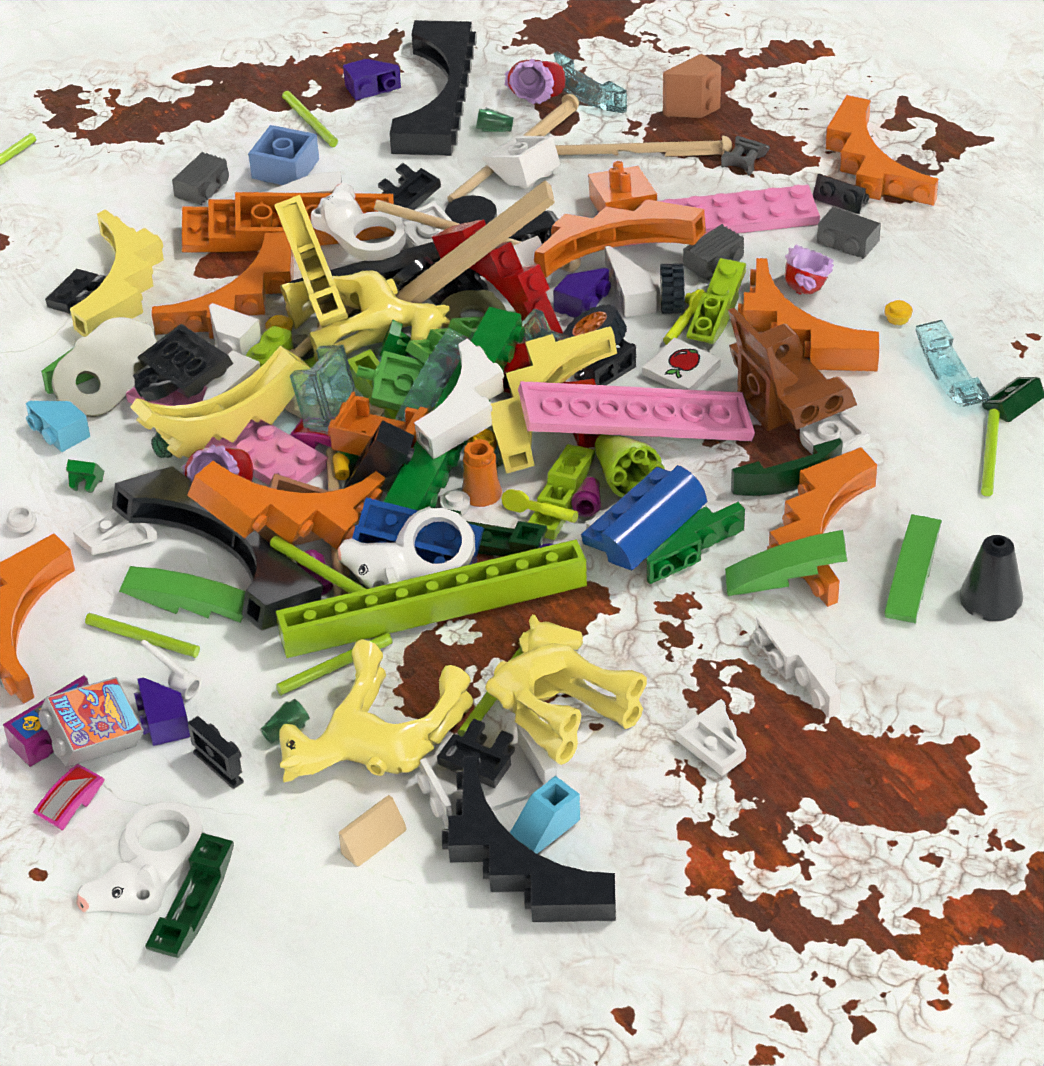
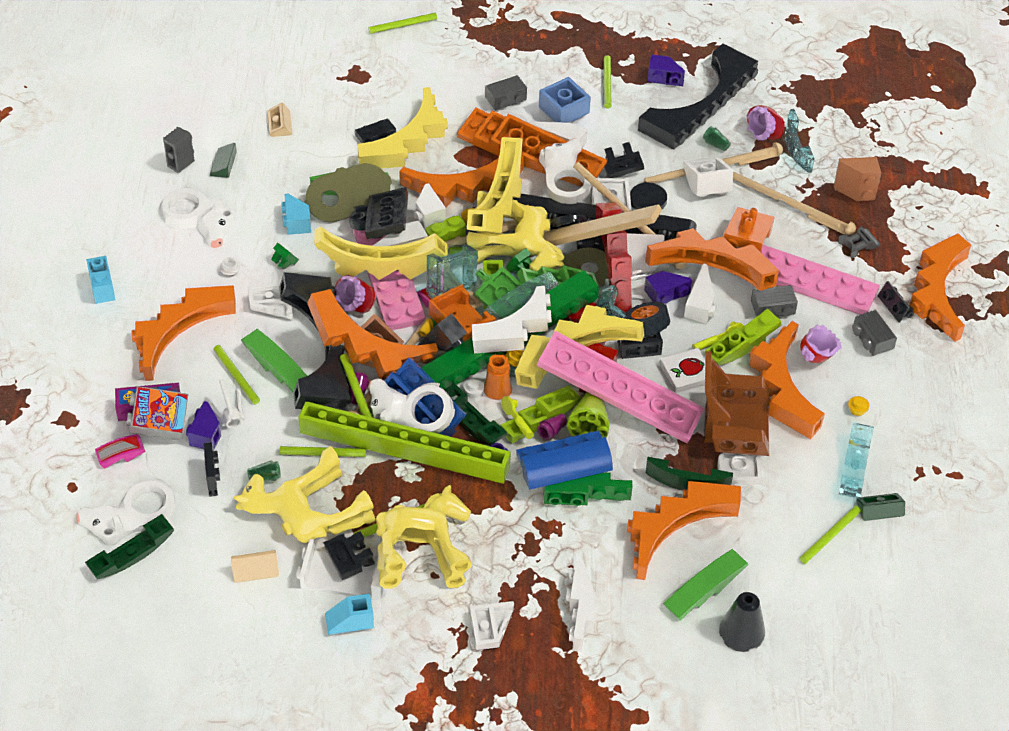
camera: 30 degrees right, 5 degrees up
(549, 888) = (303, 604): black arch -> none
(672, 288) = (721, 314): black wheel -> none
(790, 560) = (625, 536): bright green slope -> none

